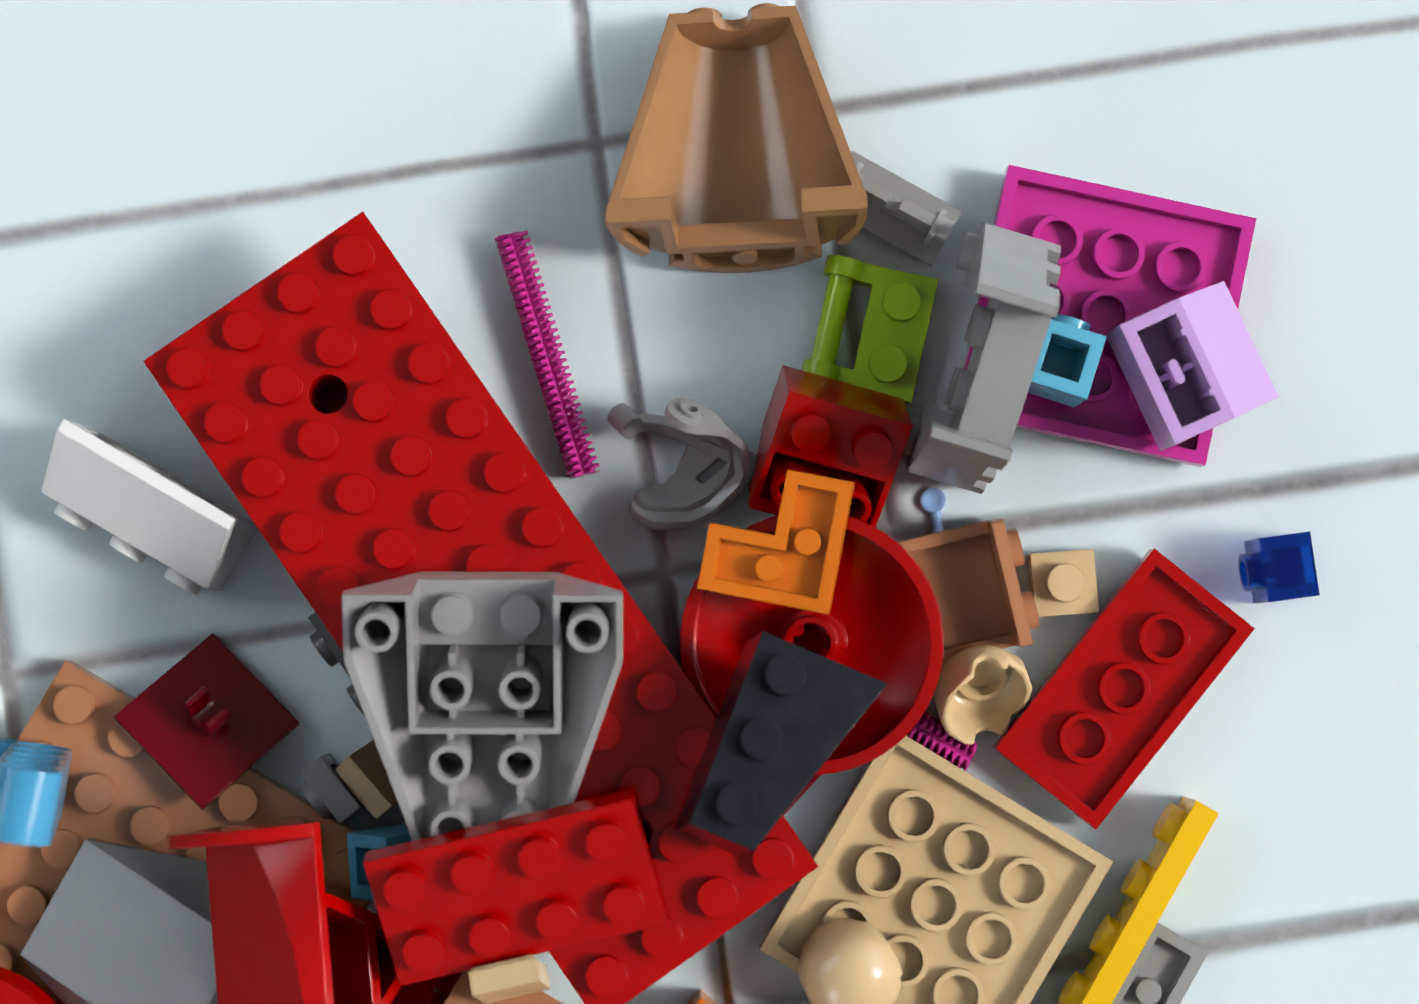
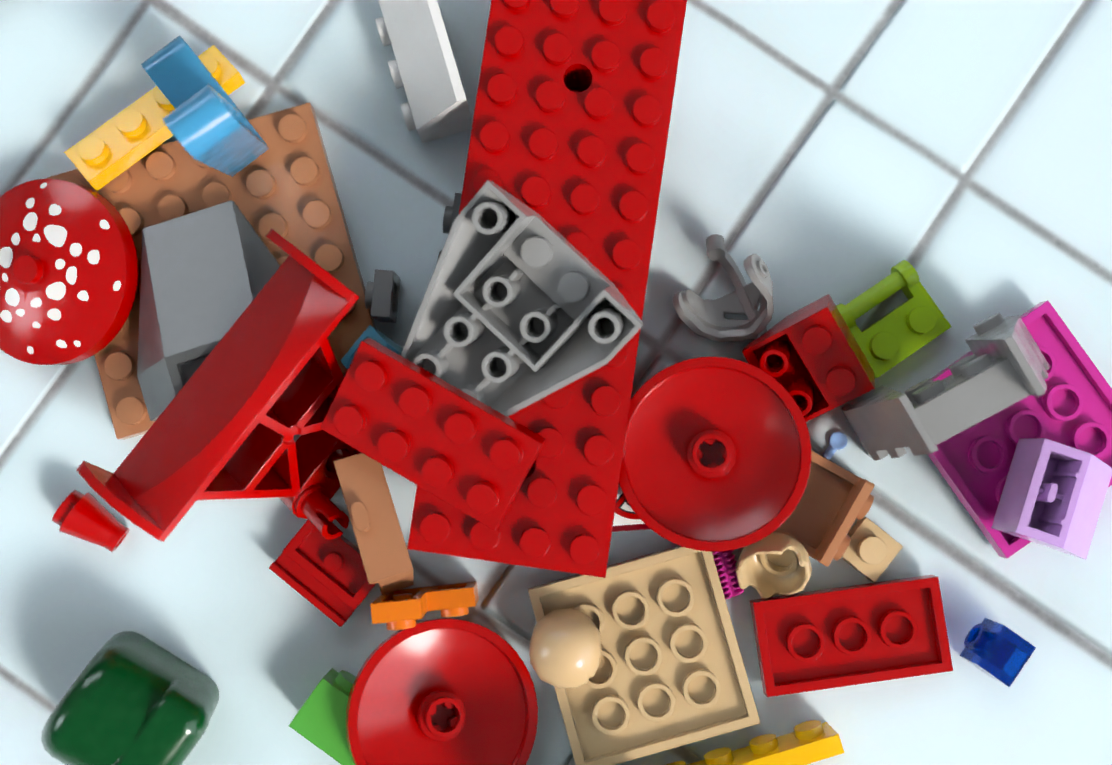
camera: 45 degrees right, 0 degrees up
(206, 721) = (352, 200): dark red piece -> none
(368, 779) = (405, 307): tan tile -> none
(508, 979) = (381, 479): tan tile -> none
(546, 355) = (725, 136): dark pink axle -> none
(736, 149) = (910, 160): medium nougat cone -> none
(770, 740) = (646, 484): black wedge -> none
(797, 562) = (743, 400): orange plate -> none
(904, 212) = (959, 266): light grey hinge -> none
(1067, 361) = (992, 436): medium azure brick -> none

